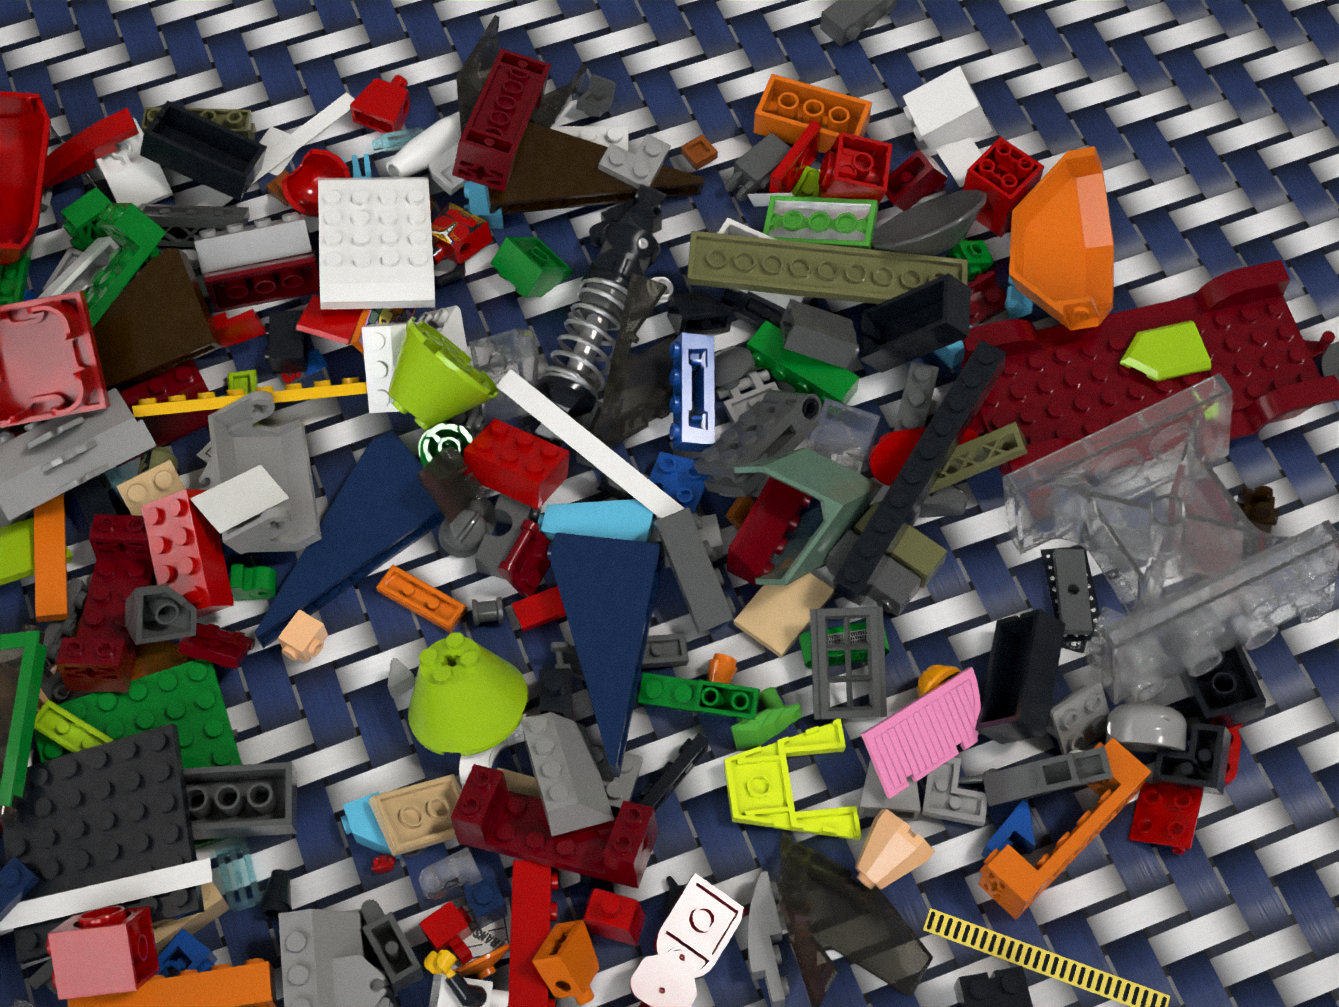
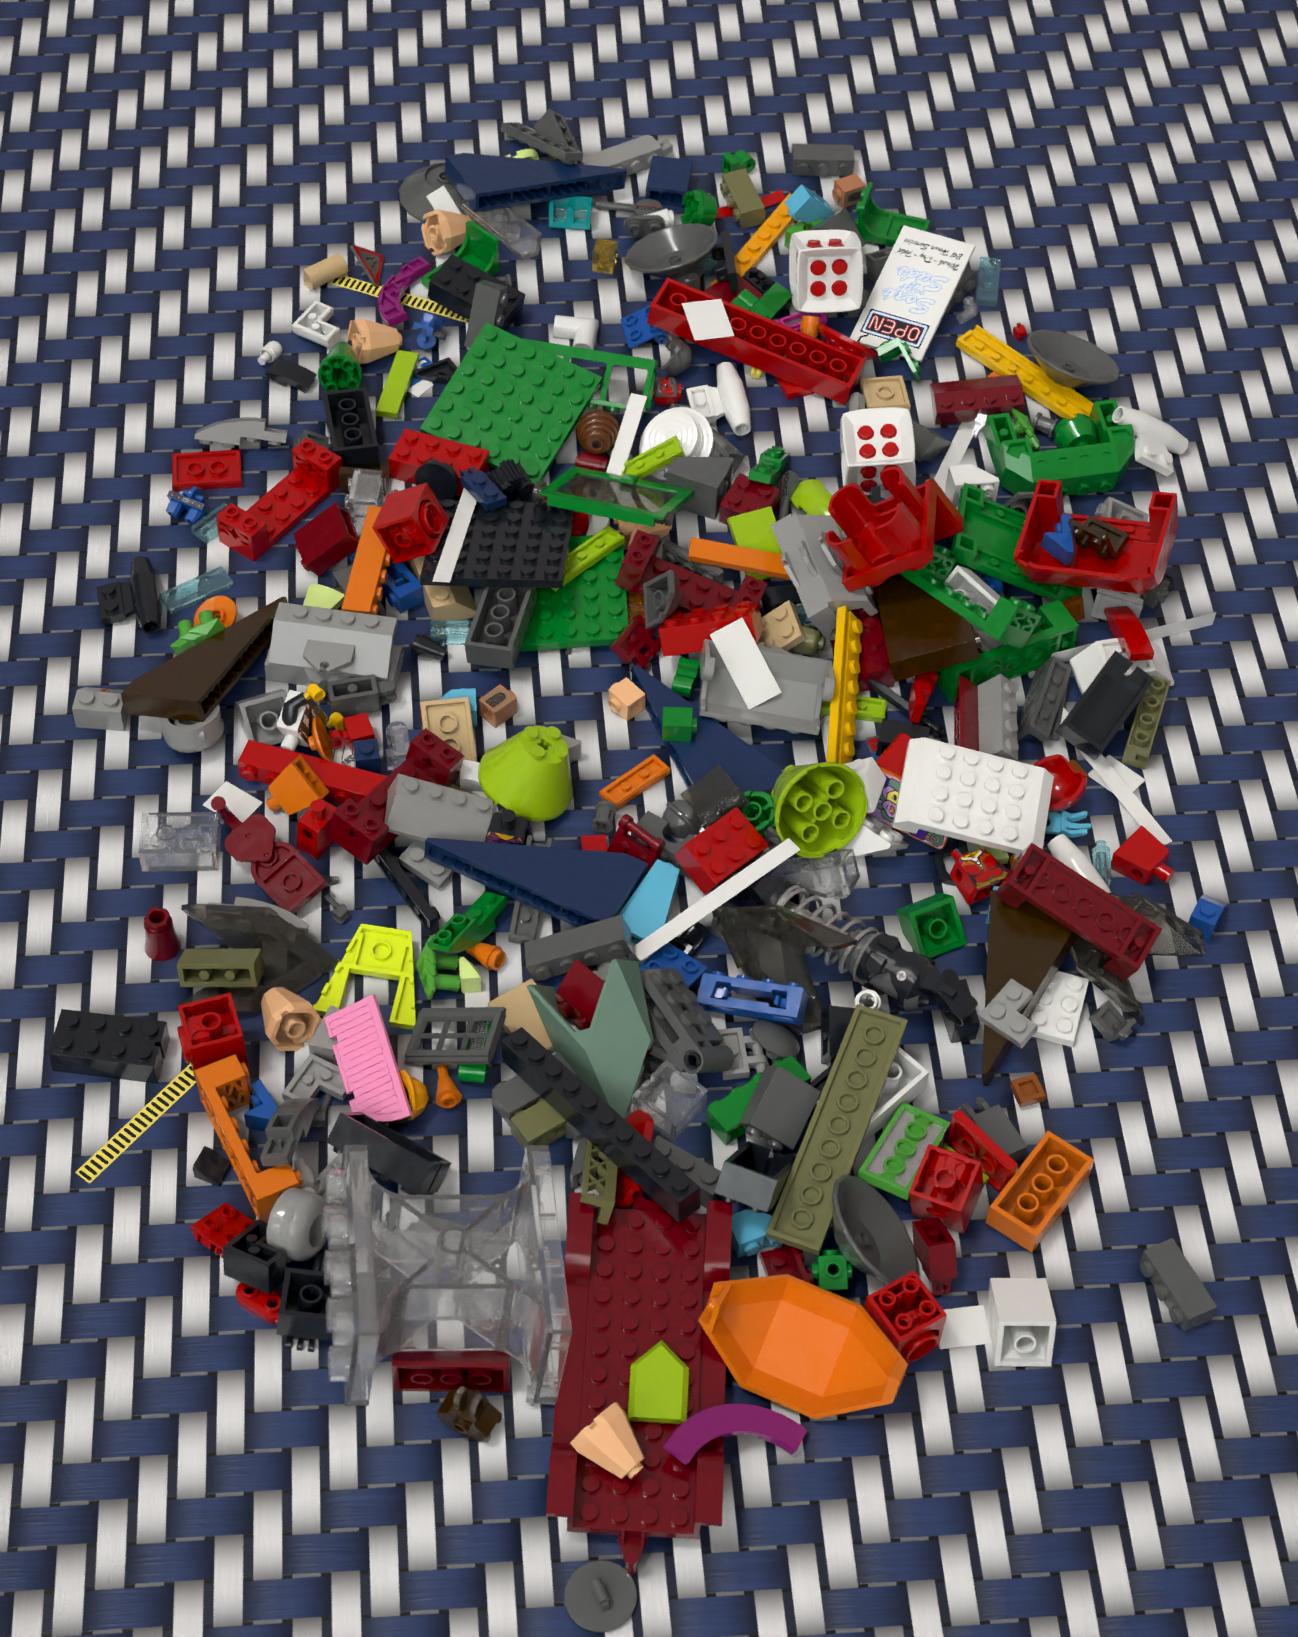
camera: 105 degrees right, 10 degrees down
(50, 224) = (1075, 607): none -> dark orange plate
(231, 358) = (902, 705): none -> black sword
(346, 553) = (678, 724): none -> green brick
(352, 776) = (498, 705): none -> nougat brick
(439, 45) = (1207, 915): none -> blue slope
(716, 854) = (339, 913): none -> dark grey hand
(760, 679) = (469, 976): none -> yellowish green slope
(855, 950) = (220, 968): none -> olive brick
(907, 659) = (447, 1092): none -> orange cone
(964, 910) = (210, 1031): none -> red brick
(1098, 868) = (210, 1166): none -> black slope
(1167, 294) = (732, 1421): none -> magenta tile
(1251, 368) = (611, 1443): none -> light nougat cone

